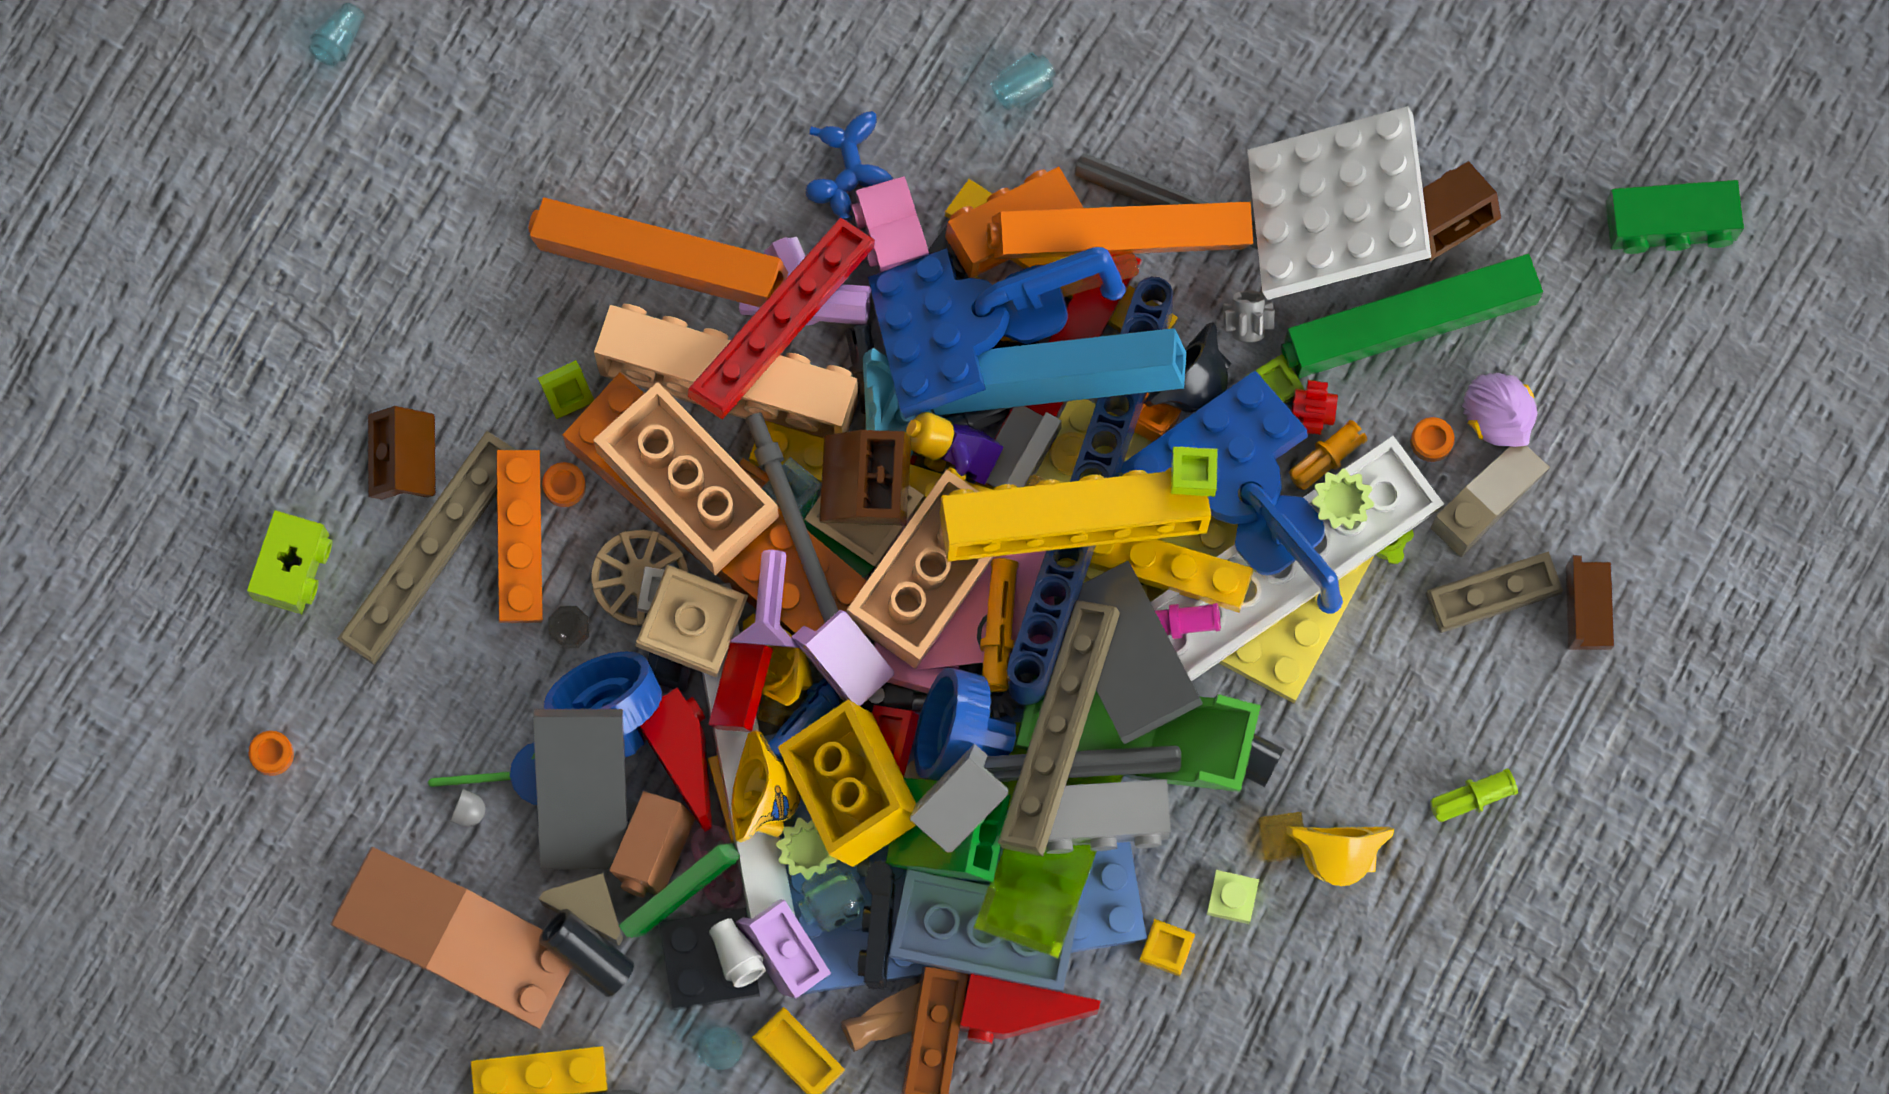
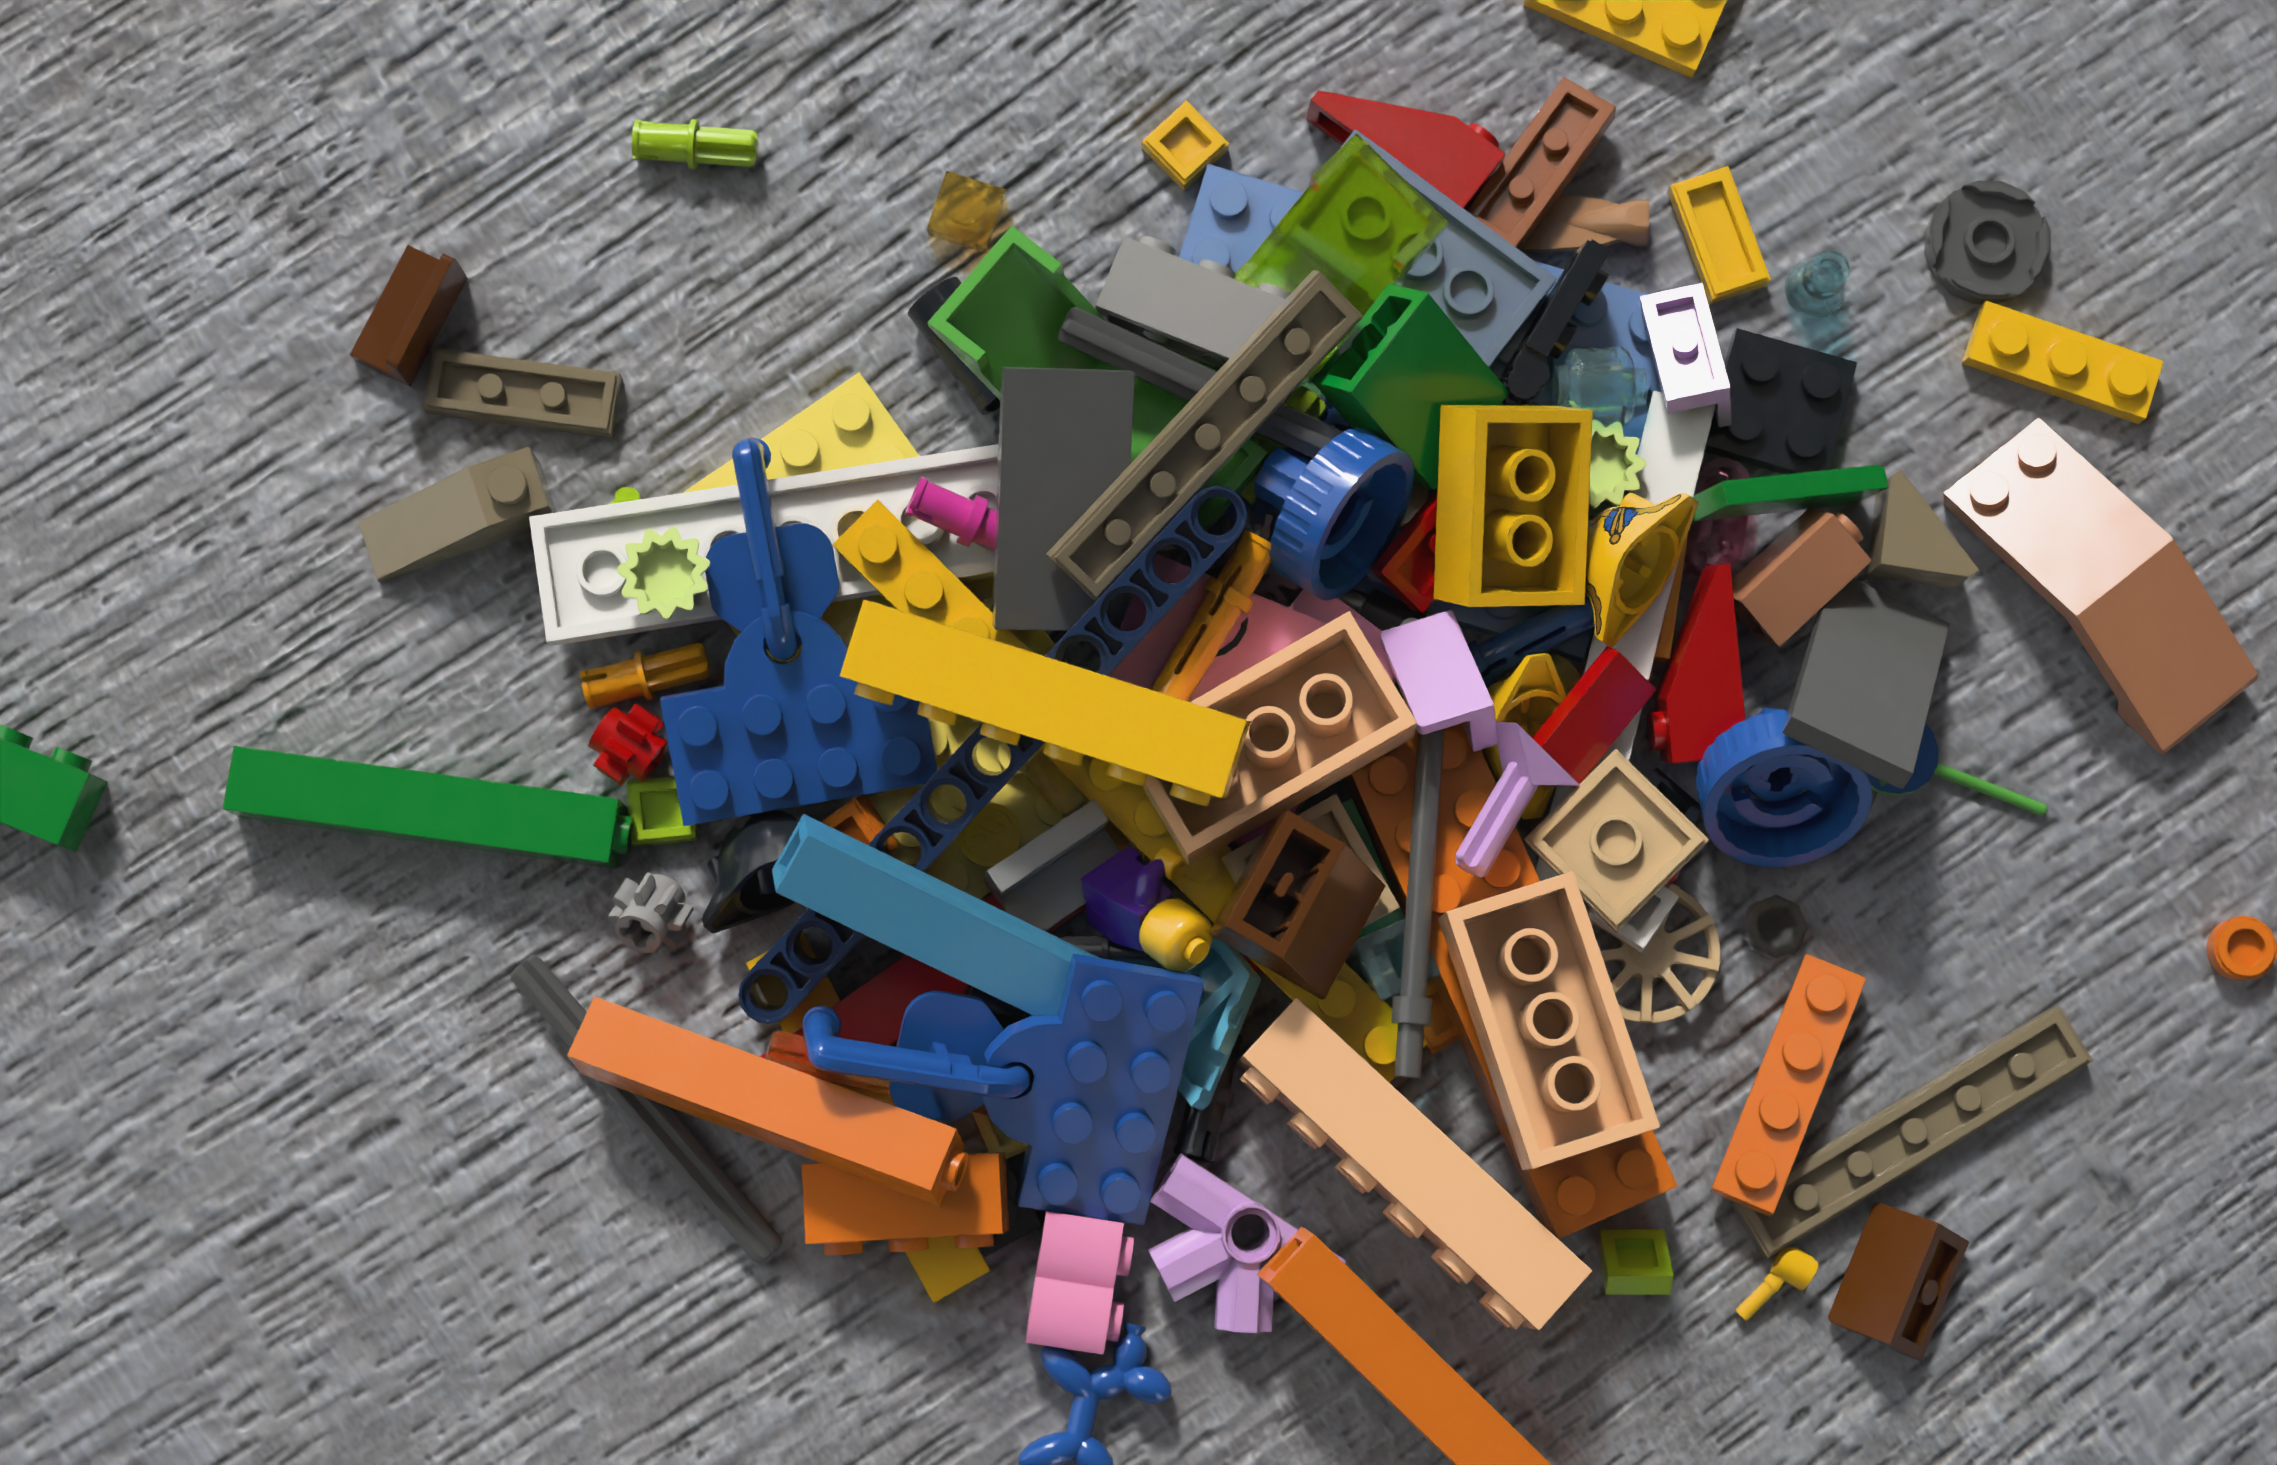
camera: 160 degrees left, 5 degrees up
(285, 539) = (2150, 1187): lime brick -> none
(468, 810) = (2012, 745): light grey hinge -> none
(470, 433) = (1789, 1266): none -> yellow hand
(564, 484) = (1692, 1132): orange tile -> none
(586, 952) = (1945, 473): black pin -> none
(737, 955) = (1753, 376): white cone -> none
(780, 318) = (1307, 1195): red tile -> none
(959, 800) = (1394, 388): light grey panel -> none
(1023, 81) = (786, 1409): clear light blue brick -> none
(1194, 471) = (857, 665): lime plate -> none
(1232, 897) = (1069, 168): yellowish green plate -> none
(1338, 203) = (444, 997): white plate -> none
(1340, 853) = (901, 153): yellow hat -> none
(1432, 439) = (492, 633): orange tile -> none
(1458, 208) = (301, 910): reddish brown slope -> none
(1500, 409) = (380, 625): lavender hair -> none

